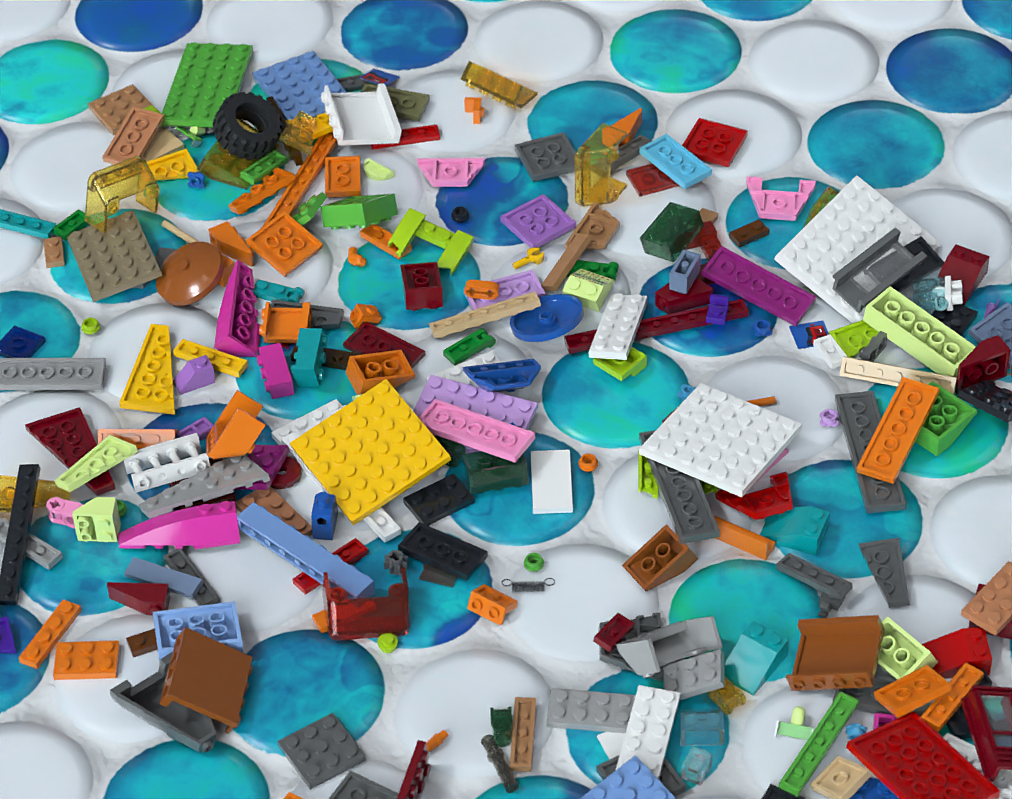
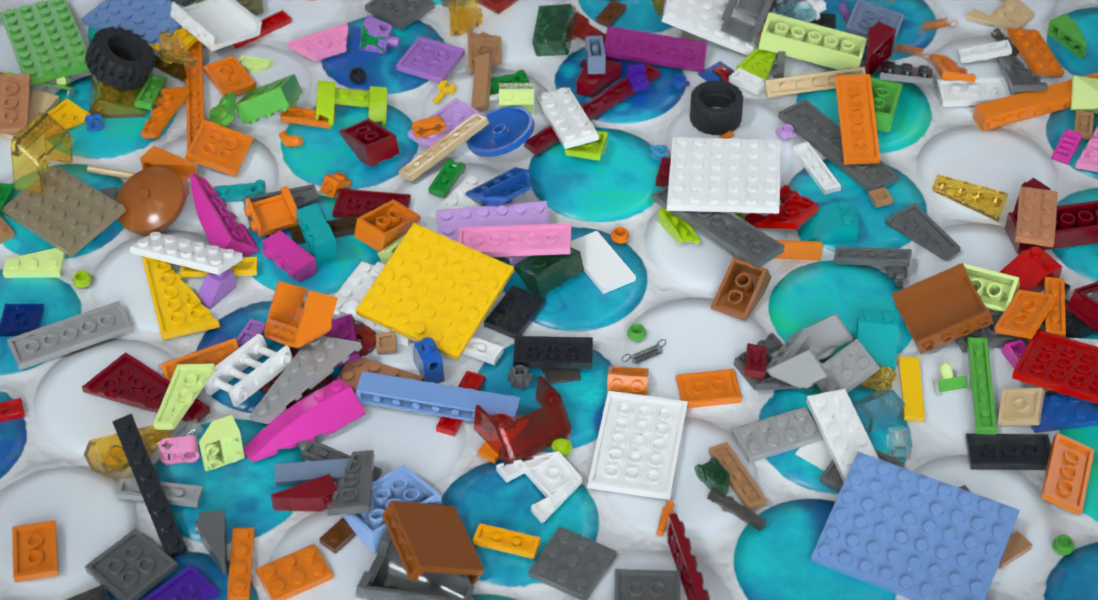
camera: 30 degrees left, 0 degrees up
(44, 597) = (213, 535): none -> dark grey slope
(61, 298) = (34, 265): none -> yellowish green wing
(84, 496) = (190, 428): none -> clear cone
(177, 603) = (355, 487): none -> dark grey wing
(186, 334) = (186, 253): none -> white plate
(278, 706) = (506, 541): none -> light orange plate
(303, 484) = (386, 343): none -> medium nougat plate
(358, 663) = (550, 474): none -> white wing
(456, 668) = (638, 445): none -> white plate
(501, 180) = (377, 36): none -> medium lavender torso
(561, 642) = (709, 388): none -> orange tile
(753, 719) = (911, 388): none -> yellow tile
(773, 352) = (716, 120): none -> black tyre
(832, 466) = (816, 168): none -> white tile
(855, 730) = (1000, 365): dark azure plate -> none
(871, 519) = (880, 197): none -> medium nougat plate
(969, 555) = (976, 197): none -> clear yellow wing

